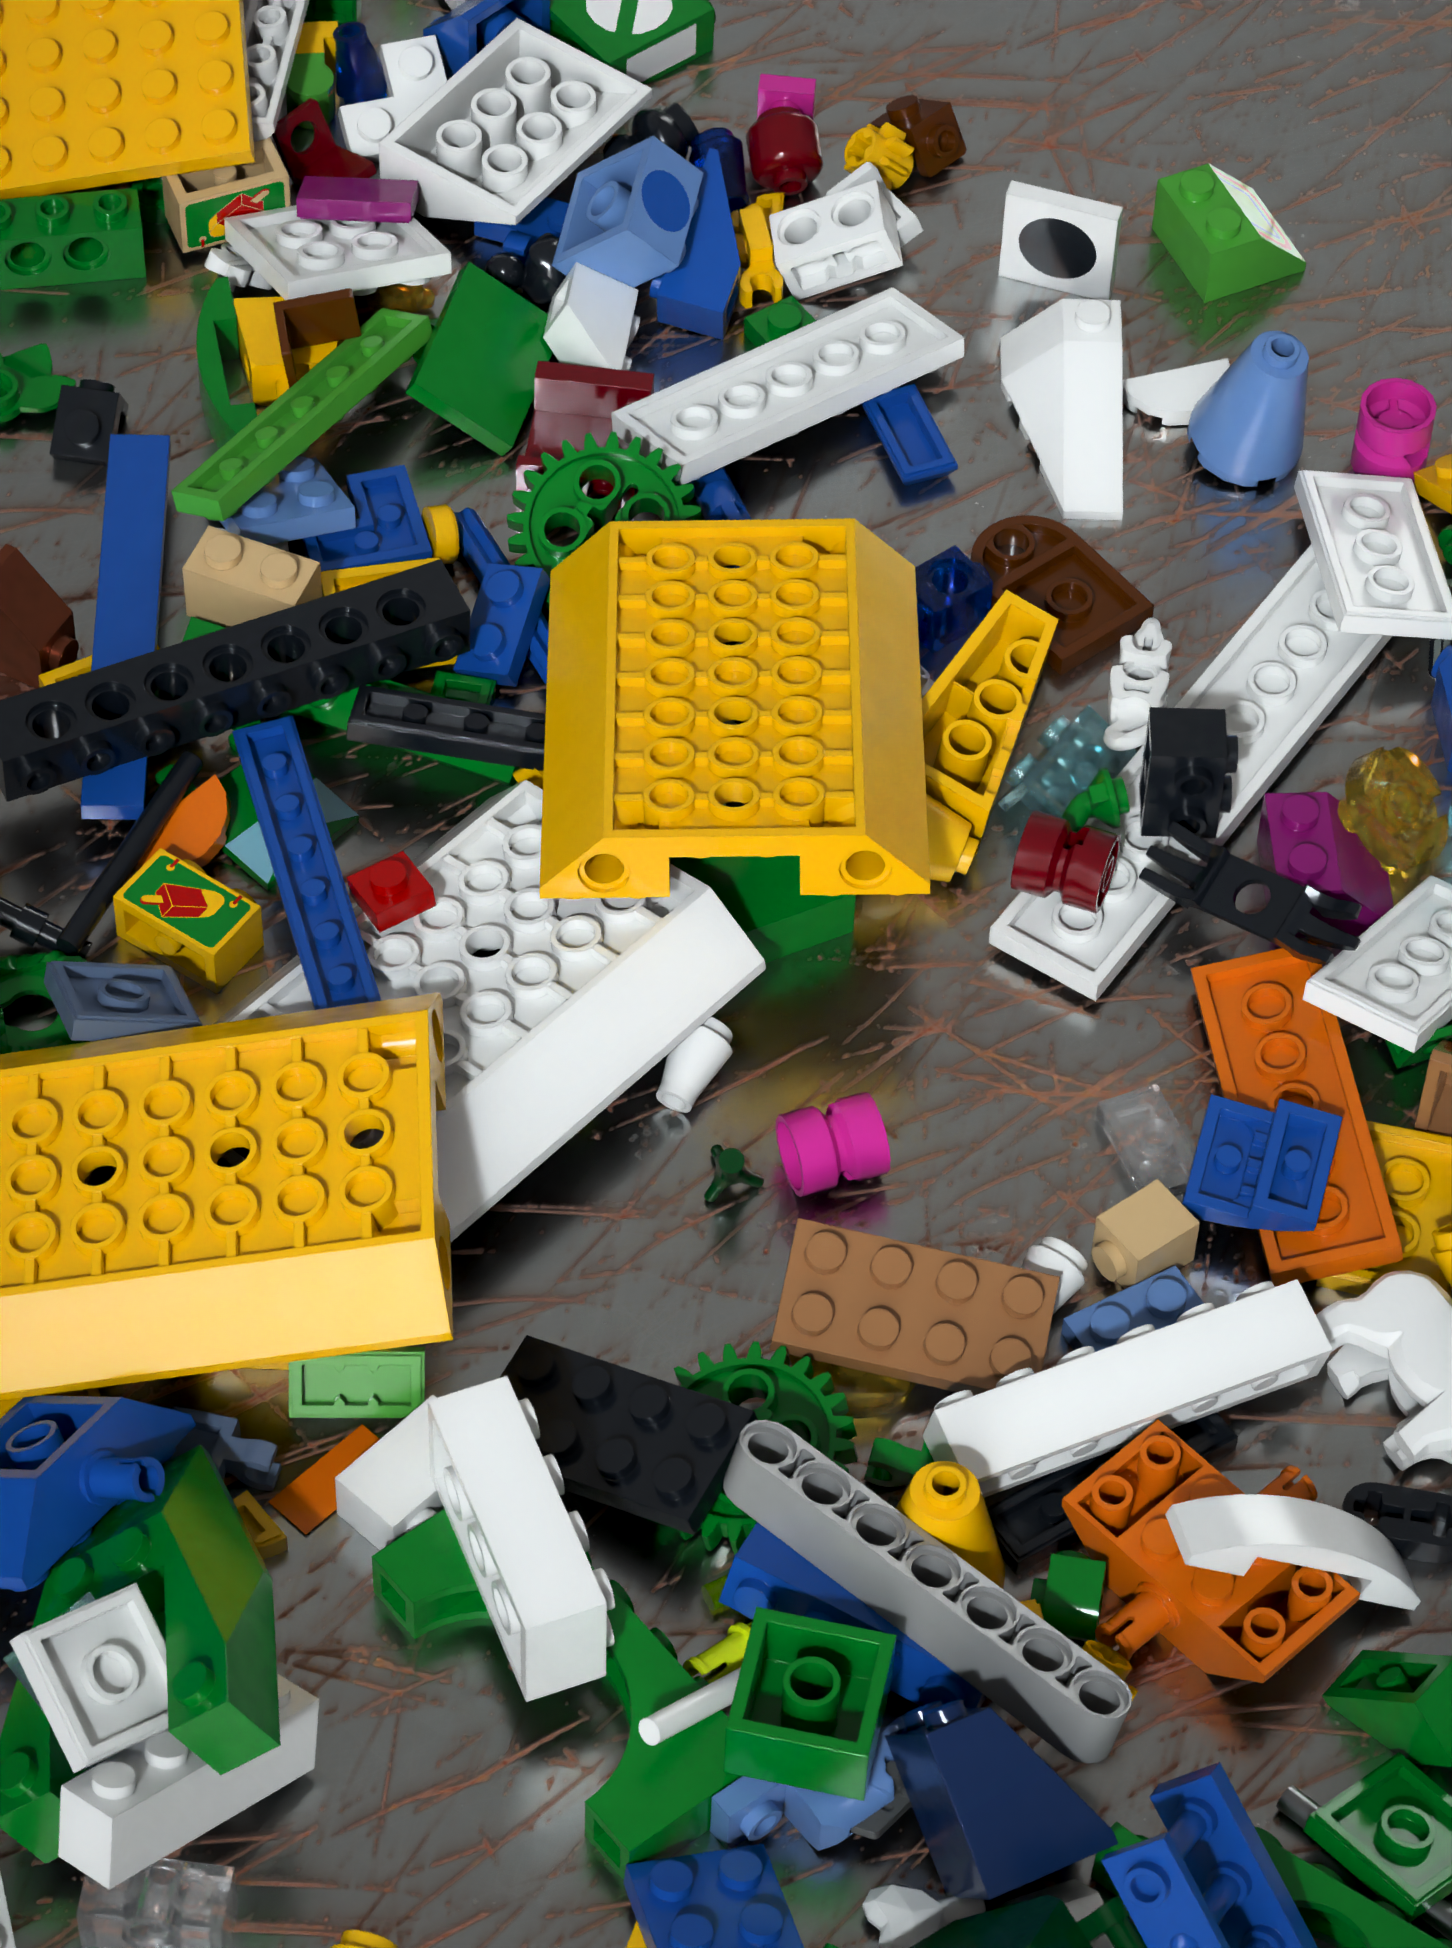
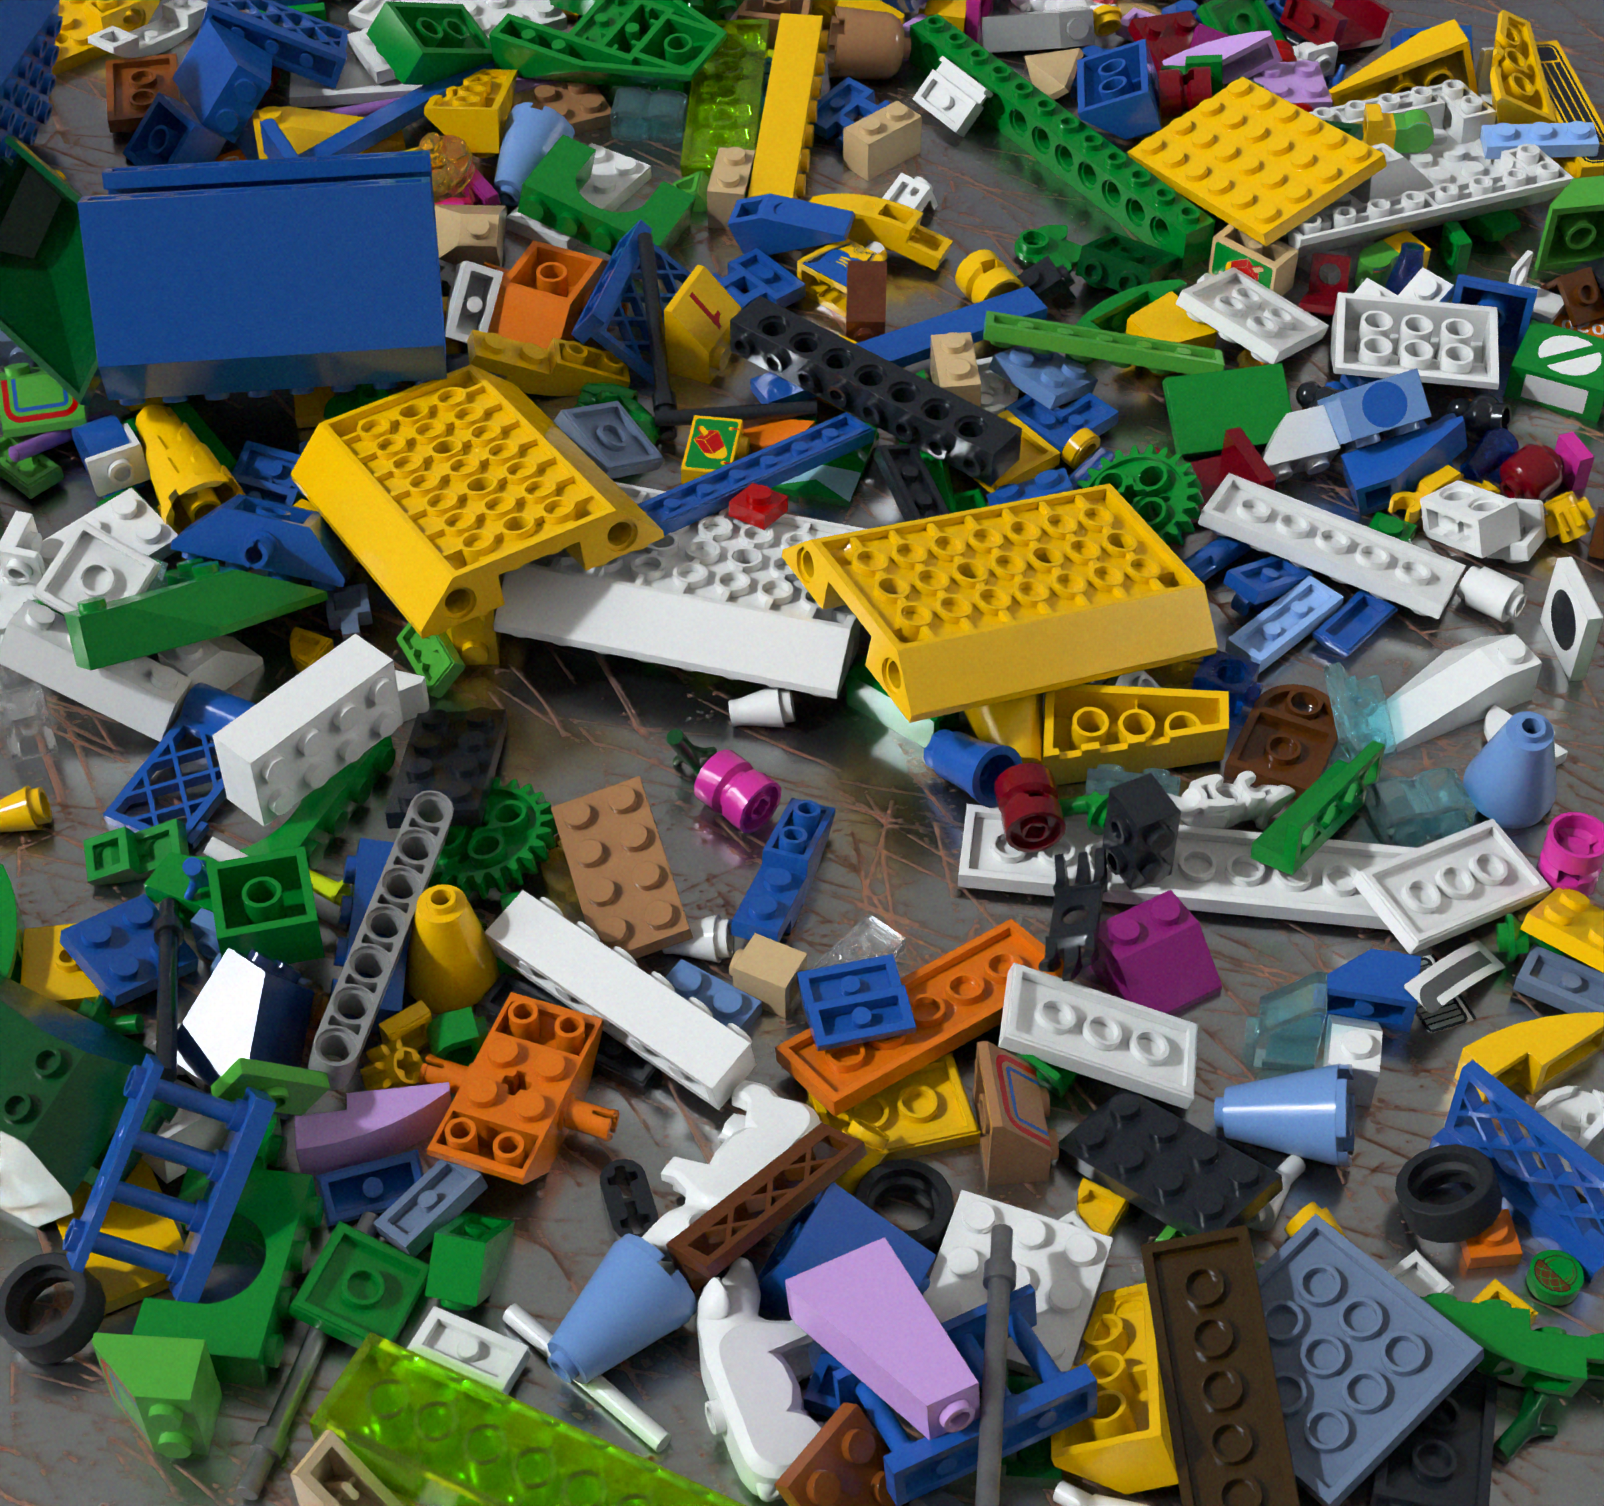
camera: 65 degrees right, 5 degrees down
(59, 474) = (985, 276): none -> yellow wheel
(121, 320) = (1123, 263): none -> dark green plate
(313, 322) = (1162, 313): reddish brown bracket -> none
(357, 199) = (1296, 308): magenta tile -> none
(362, 1658) = (203, 714): none -> blue piece
(526, 1858) = (132, 856): none -> green slope
(684, 1766) = (197, 874): none -> blue bar
(745, 1845) = (168, 936): none -> black bar
(804, 474) = (1262, 582): none -> blue plate
(874, 488) = (1285, 623): none -> light blue plate
(953, 287) = (1492, 593): none -> white brick
(963, 887) = (969, 763): none -> blue plant
(988, 1159) = (786, 871): none -> blue slope
(1080, 500) = (1359, 711): none -> clear light blue bracket
(1129, 1787) = (289, 1086): none -> bright green plate
(1159, 1730) = (371, 1127): none -> lavender slope
(1210, 606) = (1319, 811): none -> green fence
(1236, 1529) = (543, 1128): white slope -> none
(1240, 526) = (1419, 807): none -> clear light blue brick
(1249, 1753) = (367, 1186): none -> blue slope
(1317, 1722) = (429, 1206): none -> sand blue plate
(1401, 832) = (1205, 953): clear yellow plate -> none

